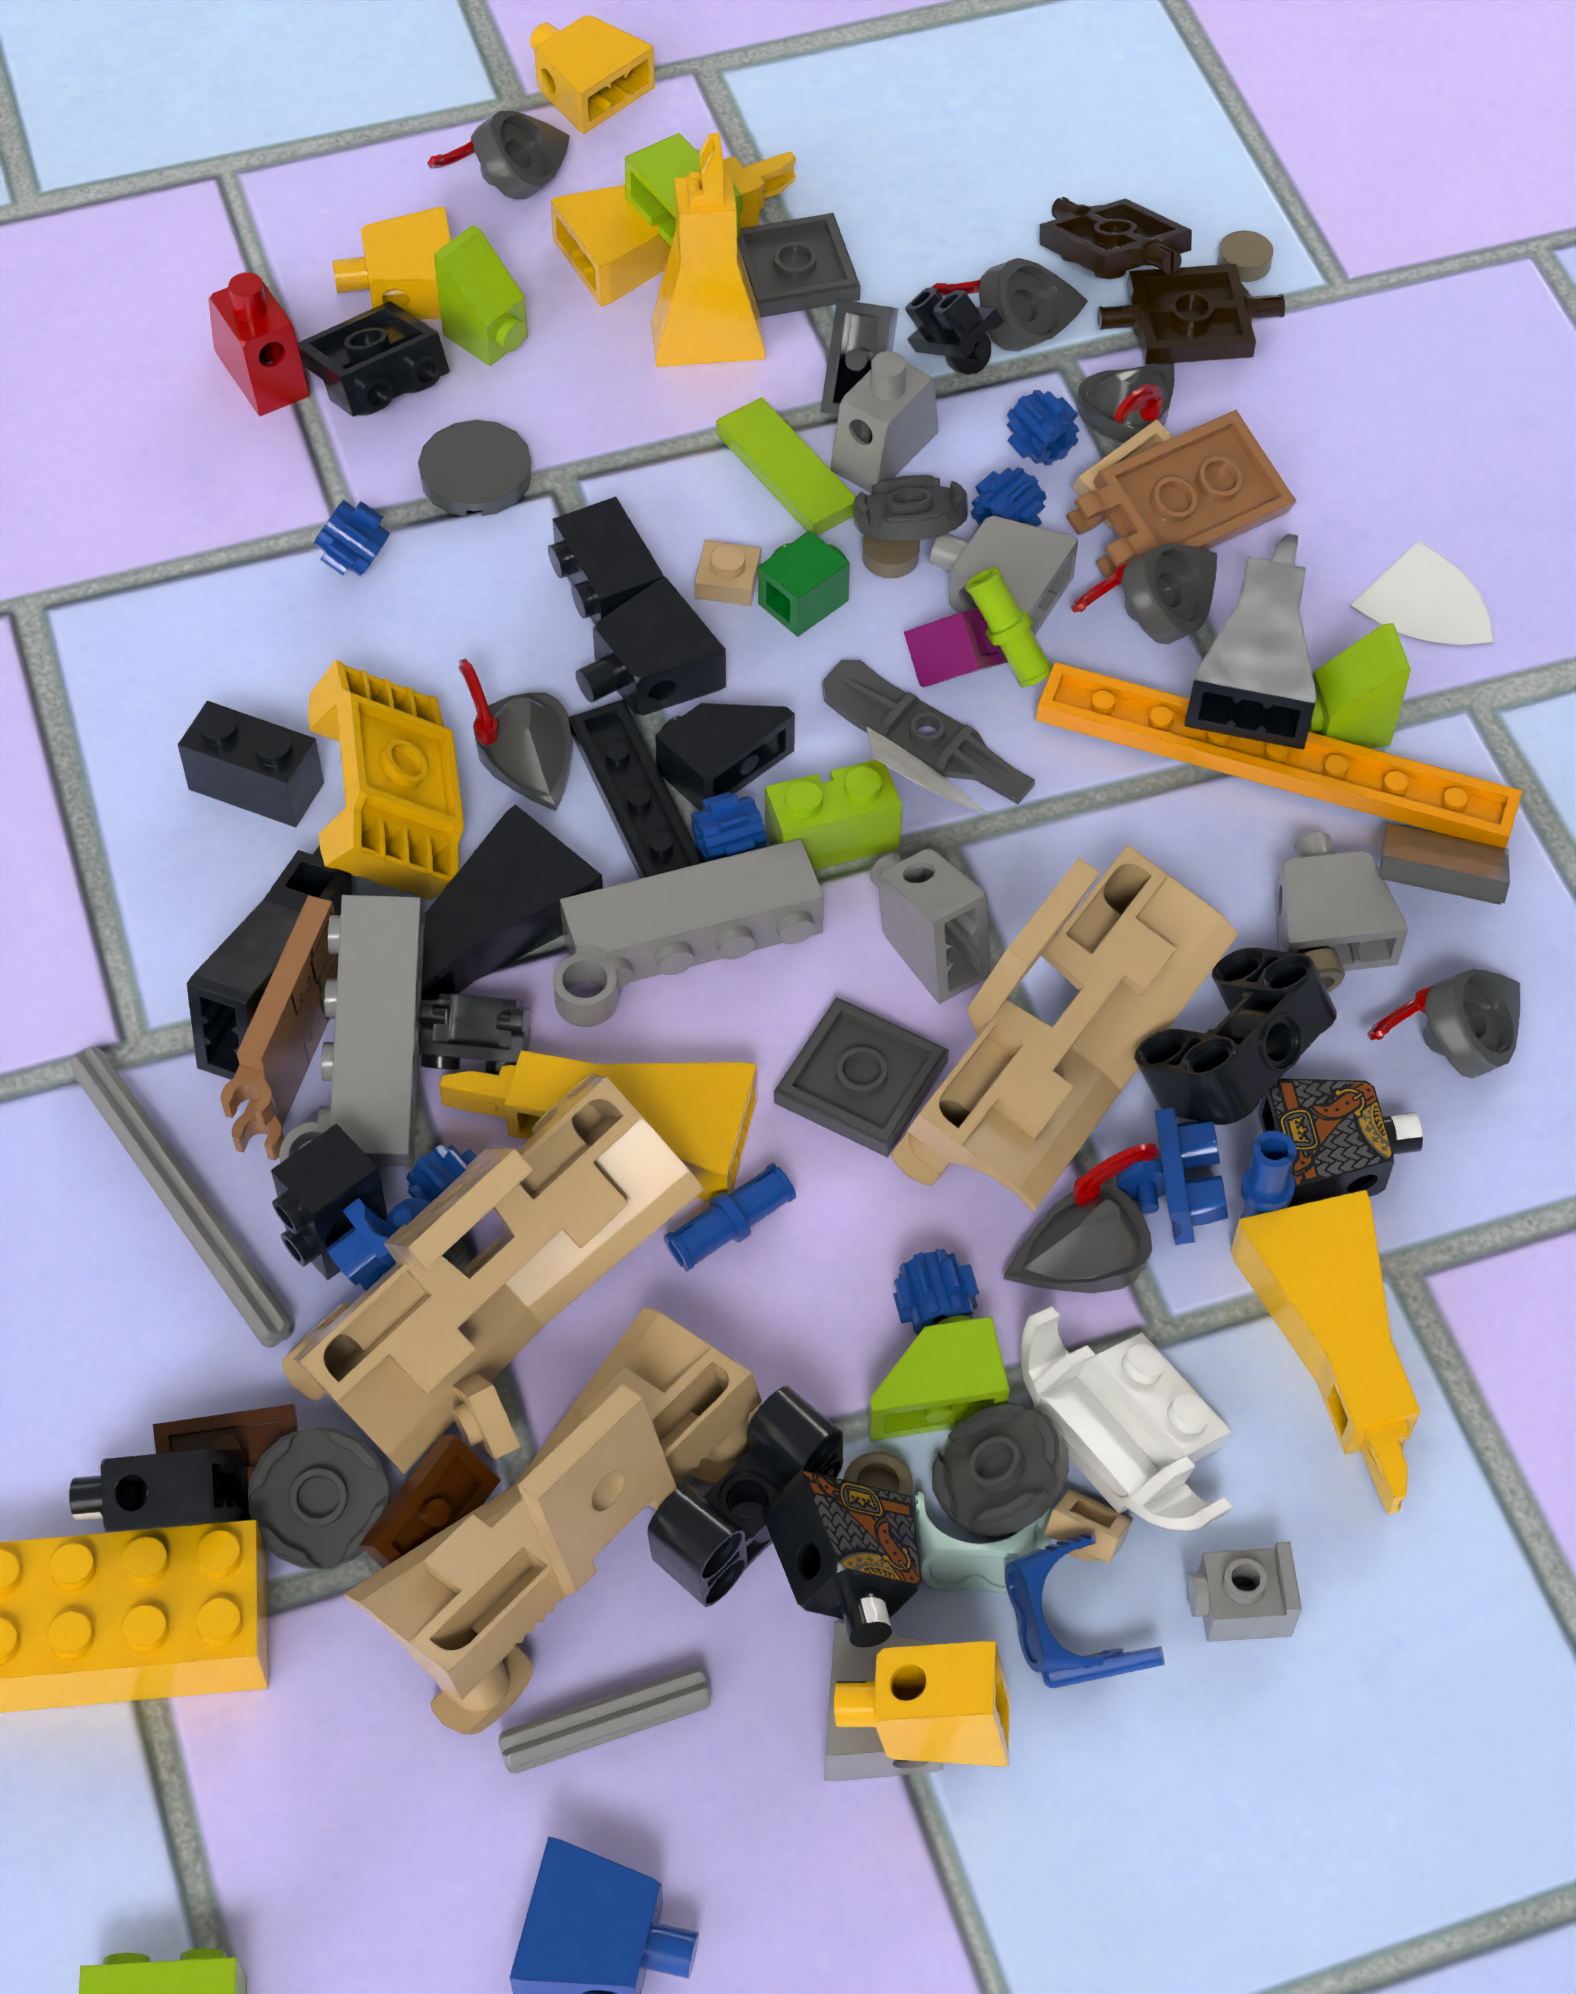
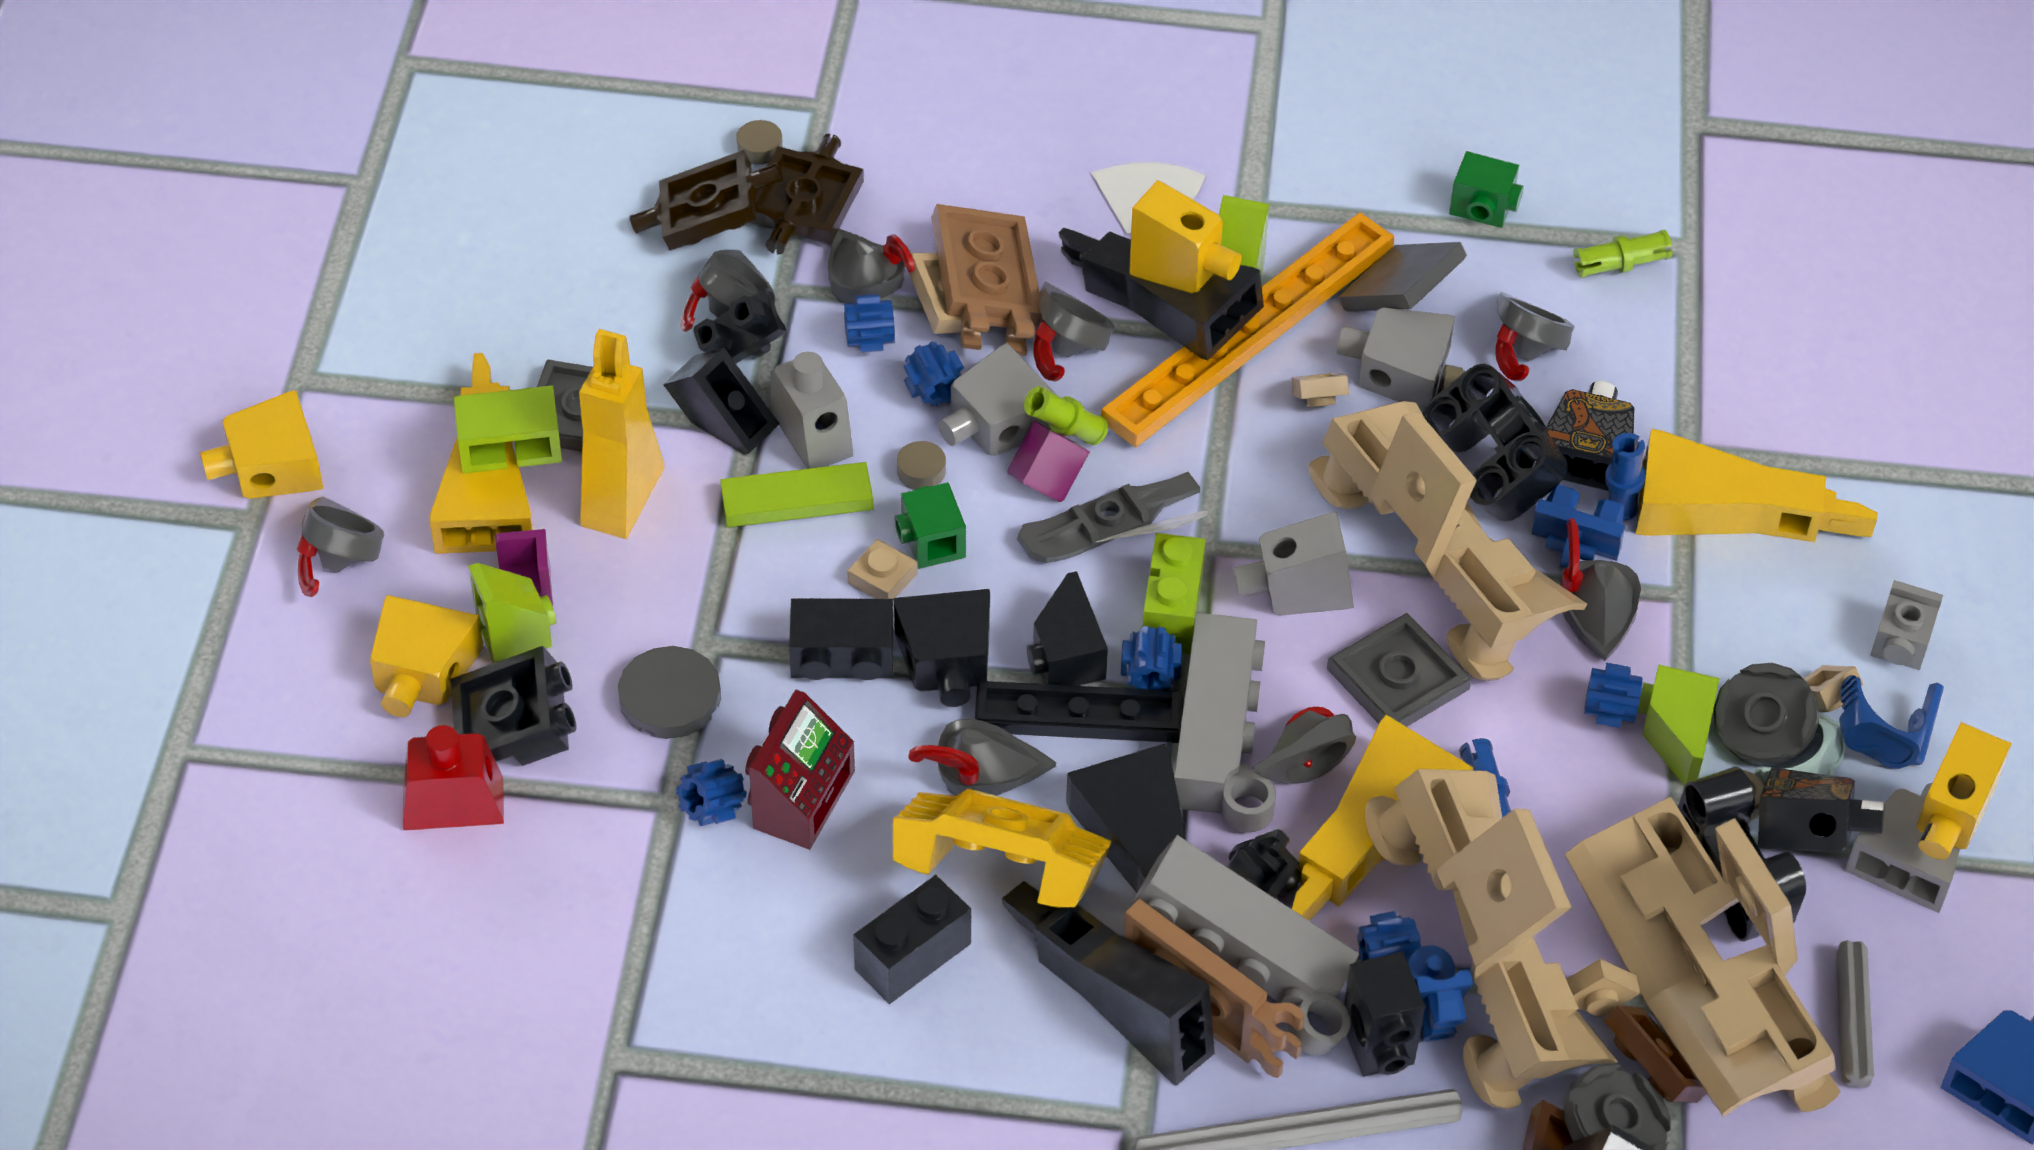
camera: 65 degrees left, 5 degrees down
(402, 587) = (798, 772): none -> dark red slope
(558, 305) = (527, 556): none -> magenta panel
(683, 1009) = (1309, 746): none -> dark grey piece
(910, 509) = (901, 432): dark grey tile -> none
(1125, 1422) = (1756, 630): white plate -> none
(1227, 849) = (1320, 388): none -> tan plate
(1274, 626) = (1178, 241): none -> yellow torso

